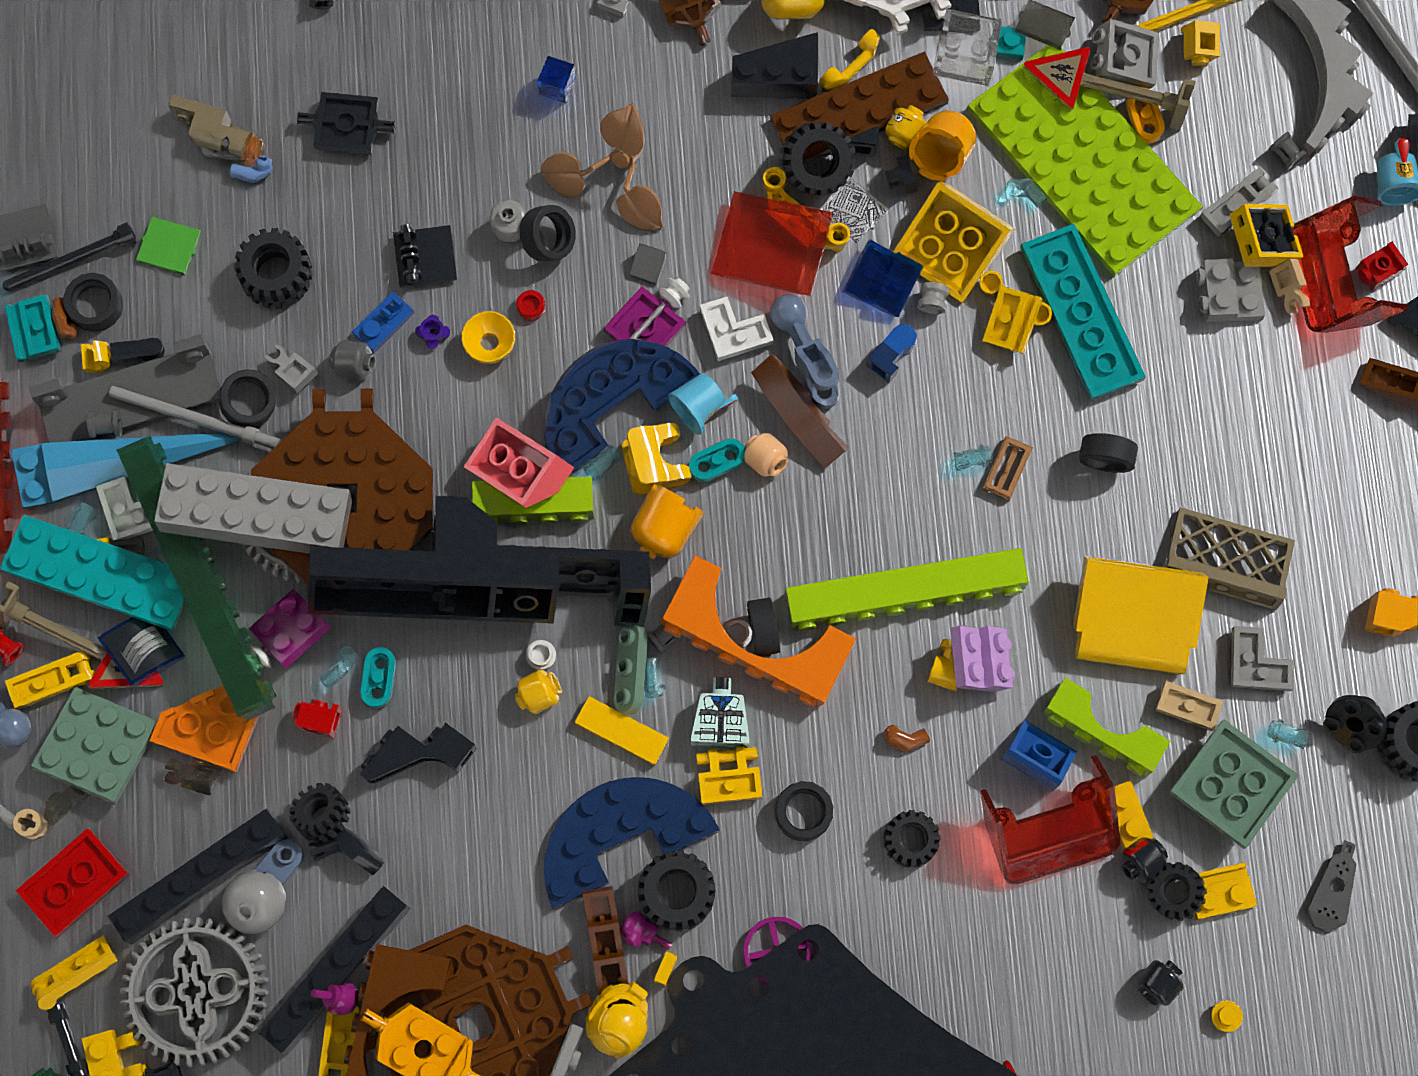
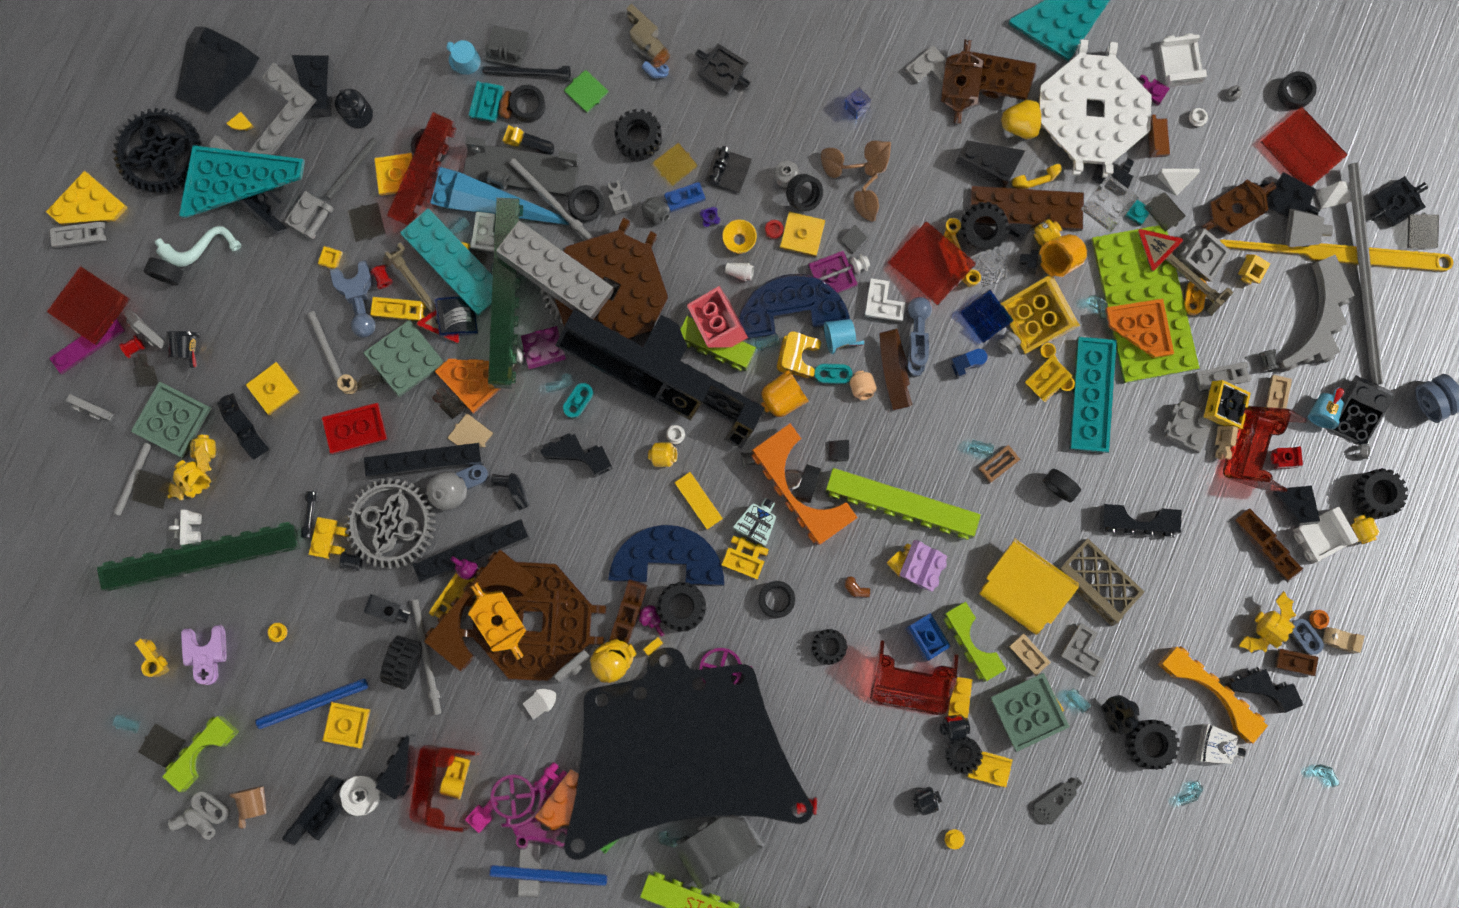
camera: 30 degrees right, 5 degrees up
(72, 972) = (330, 478): yellow plate -> none
(243, 801) = (469, 432): none -> tan piece
(317, 717) = (533, 405): red brick -> none
(325, 824) = (508, 468): black tyre -> none
(346, 284) = (675, 164): none -> clear yellow piece
(515, 383) = (740, 270): none -> white cone
(573, 292) = (802, 234): none -> yellow plate
(630, 669) = (721, 468): sand green plate -> none
(653, 682) = (731, 479): clear light blue pin -> none
(780, 560) = (839, 450): none -> black slope
(1100, 186) = (1143, 325): none -> orange plate
(1203, 460) = (1116, 518): none -> black arch
(1321, 185) = (1278, 392): none -> tan plate

